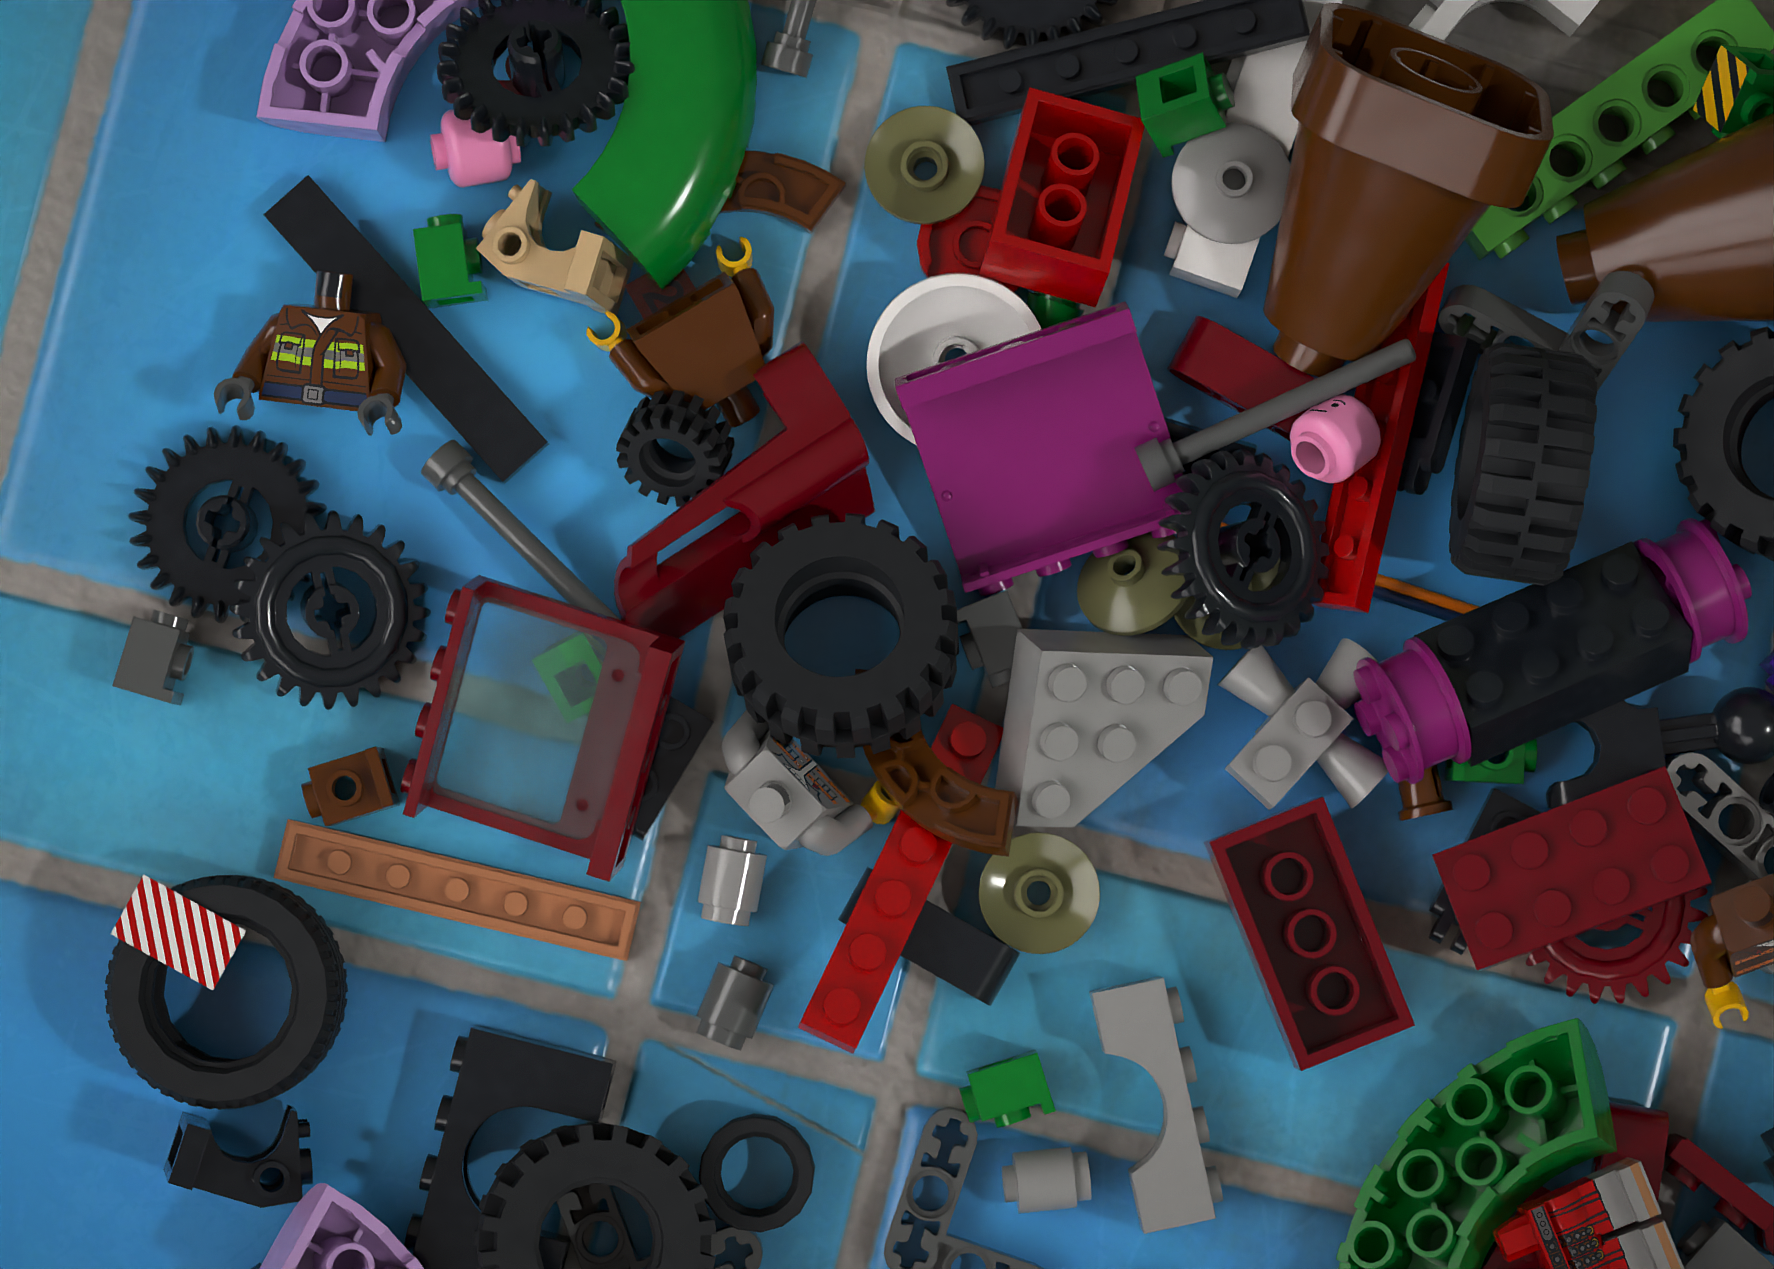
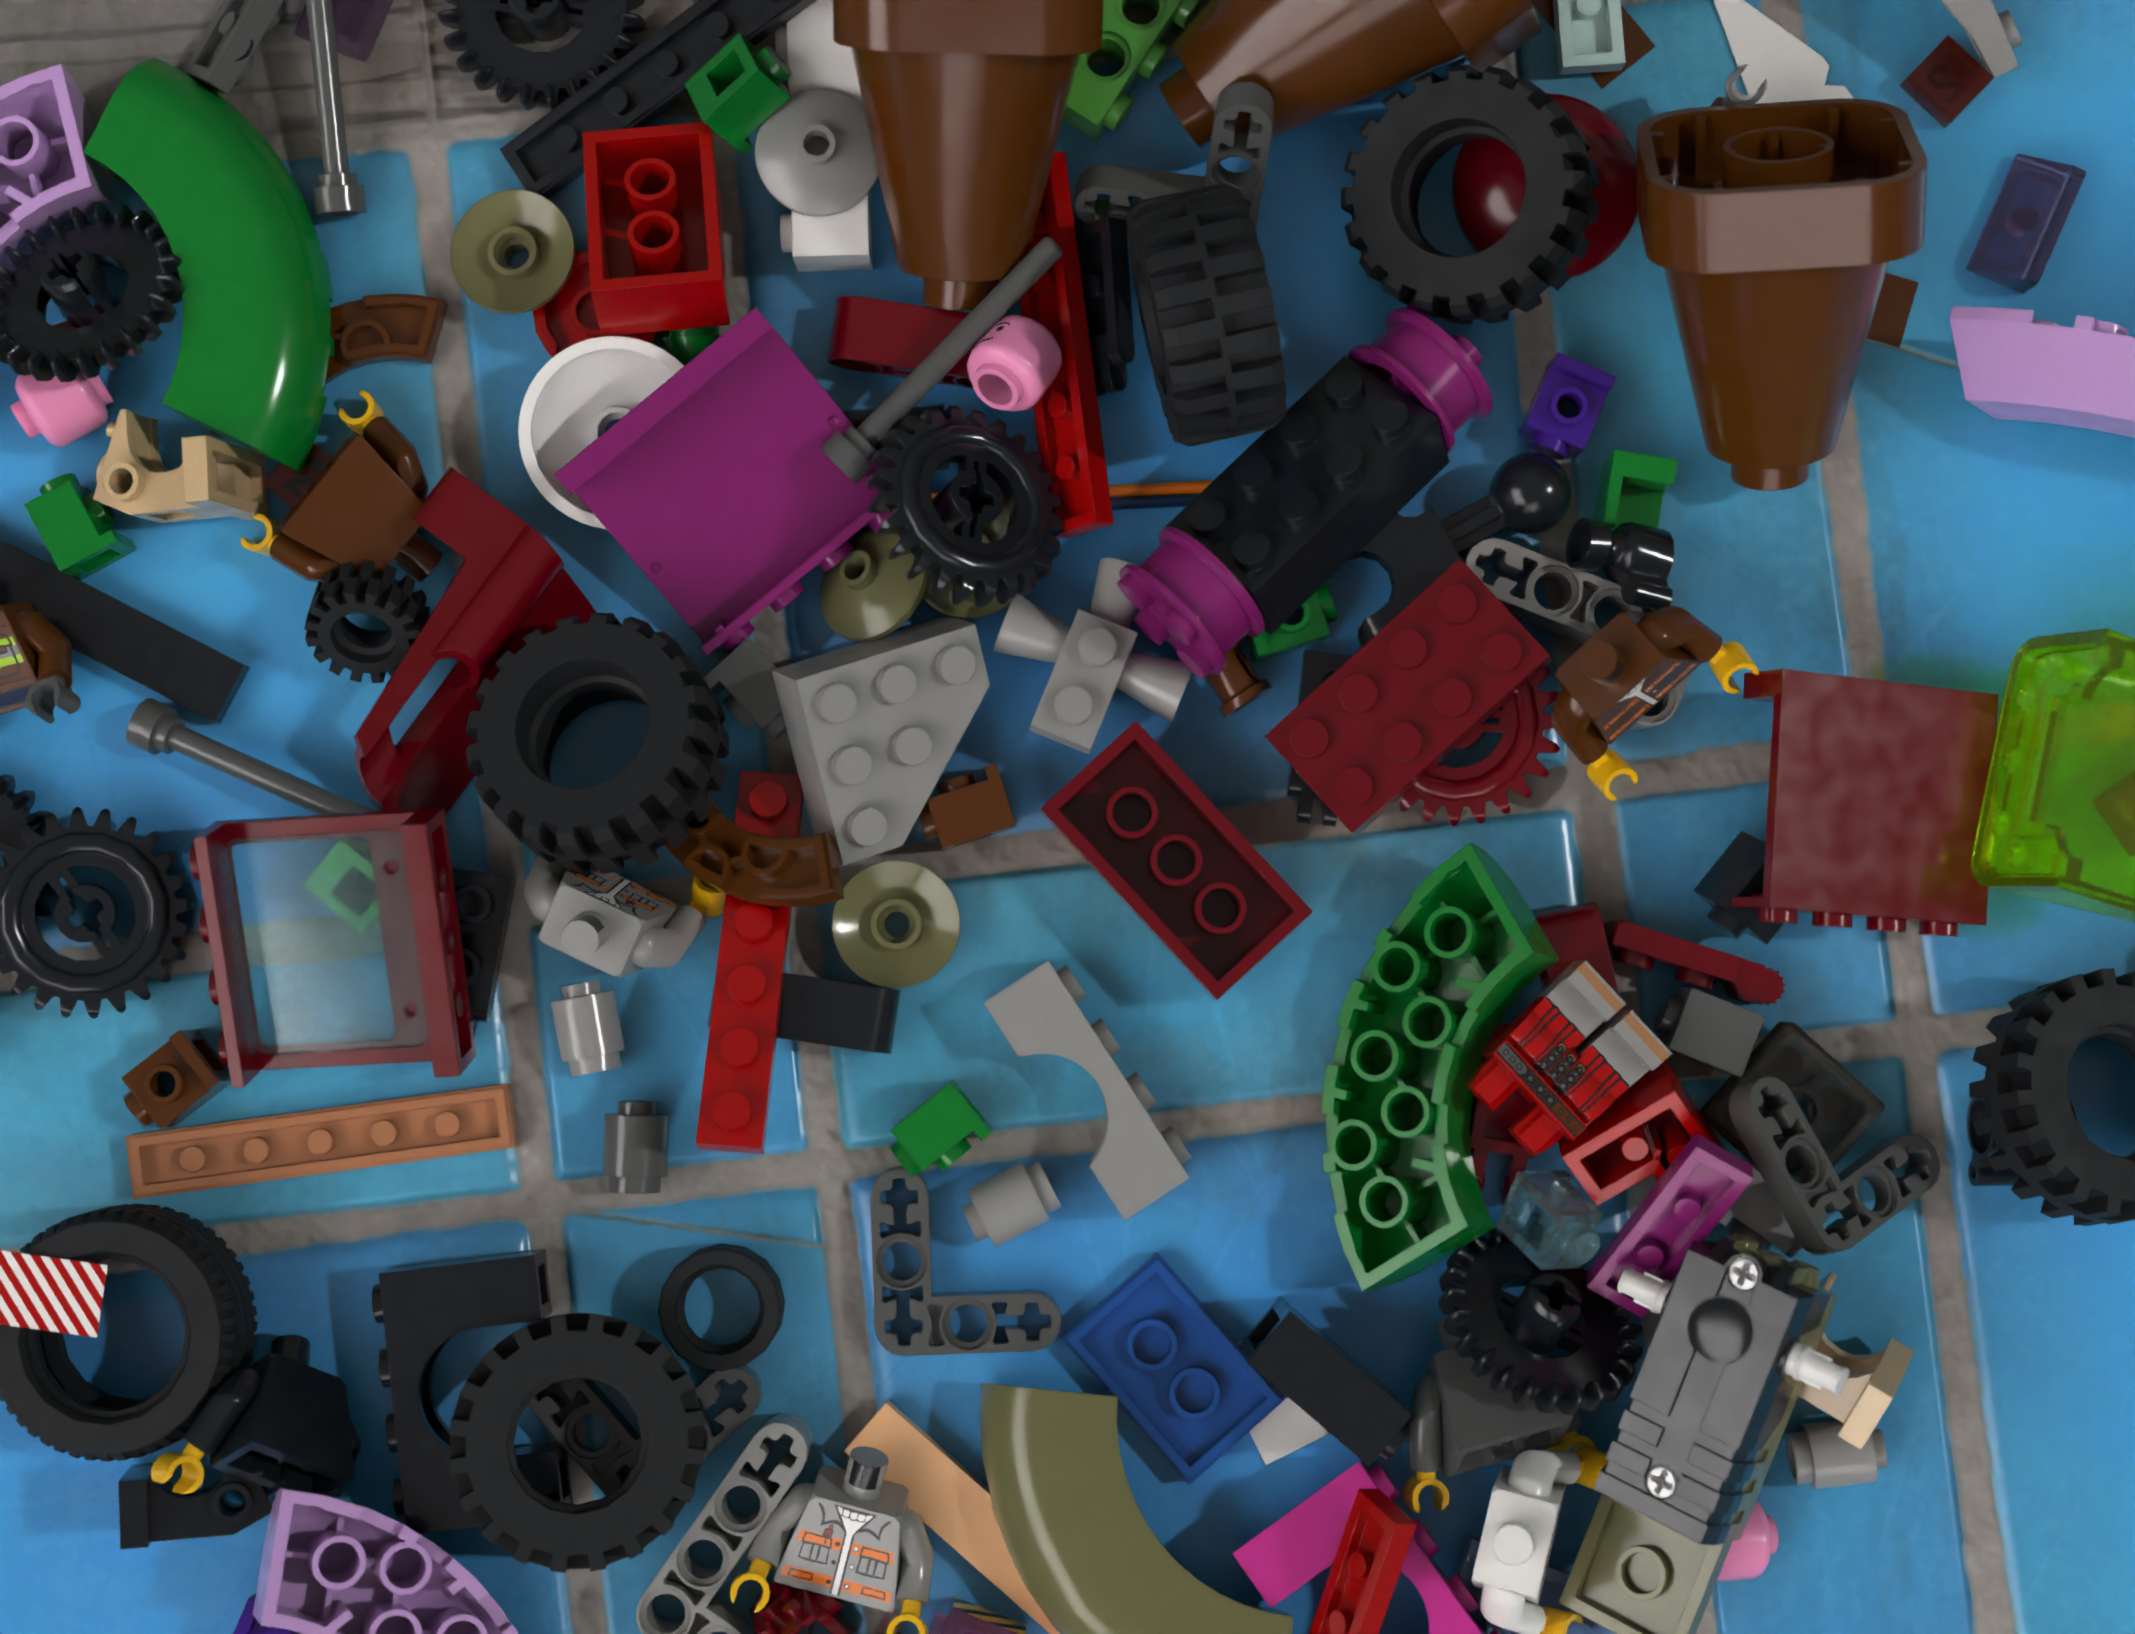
camera: 25 degrees left, 0 degrees up
(330, 1126) = (272, 1427): none -> black torso
(1141, 816) = (967, 810): none -> reddish brown brick

